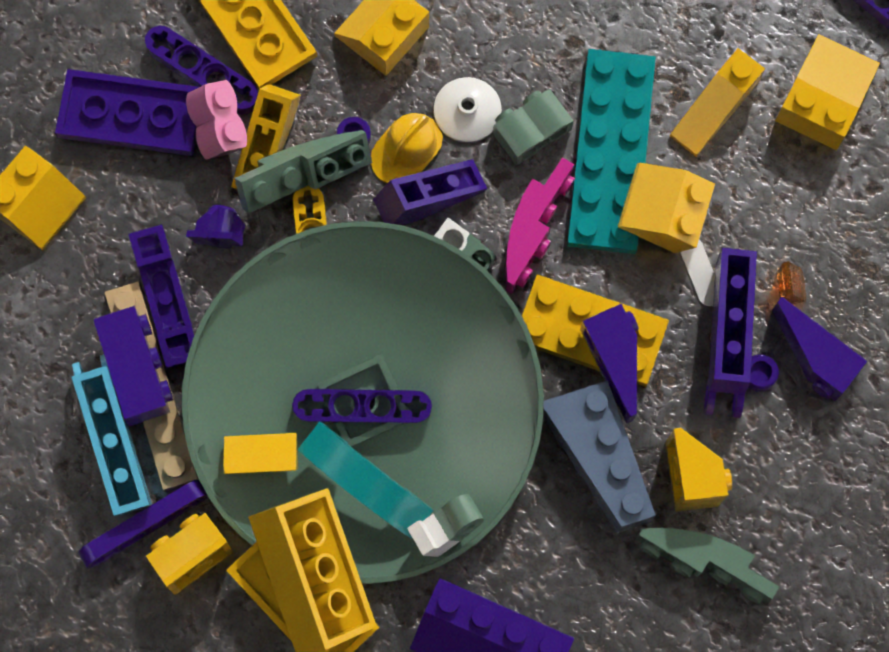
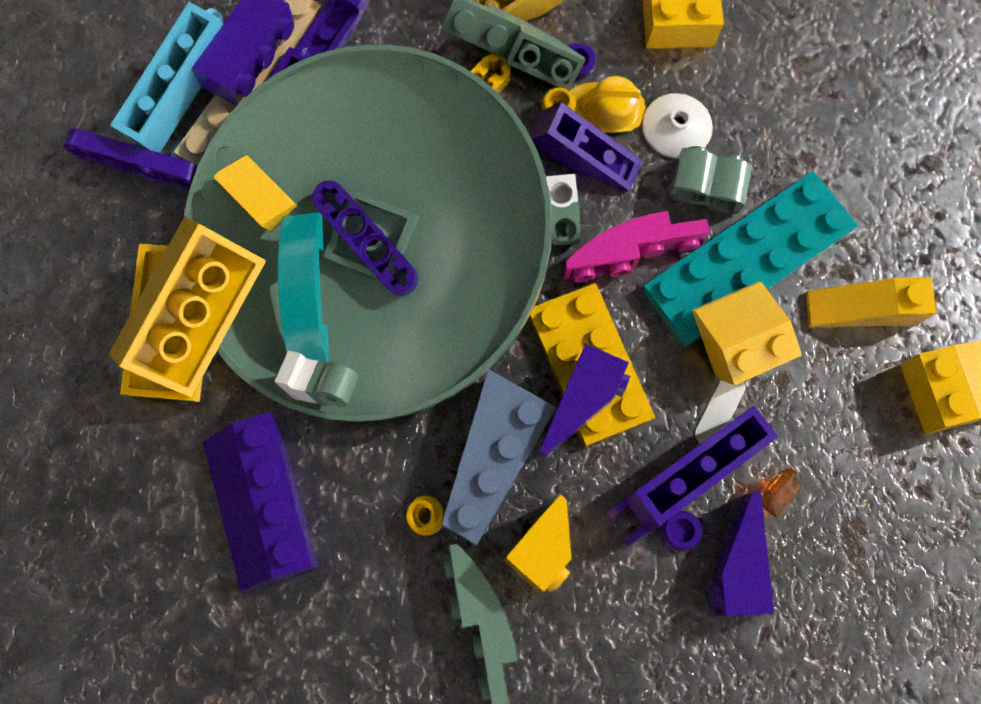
camera: 45 degrees right, 0 degrees up
(188, 552) = (132, 209): yellow slope -> none
(218, 228) = (413, 23): dark purple piece -> none
(371, 172) = (559, 95): none -> yellow plate
(596, 545) = (416, 519): none -> yellow plate

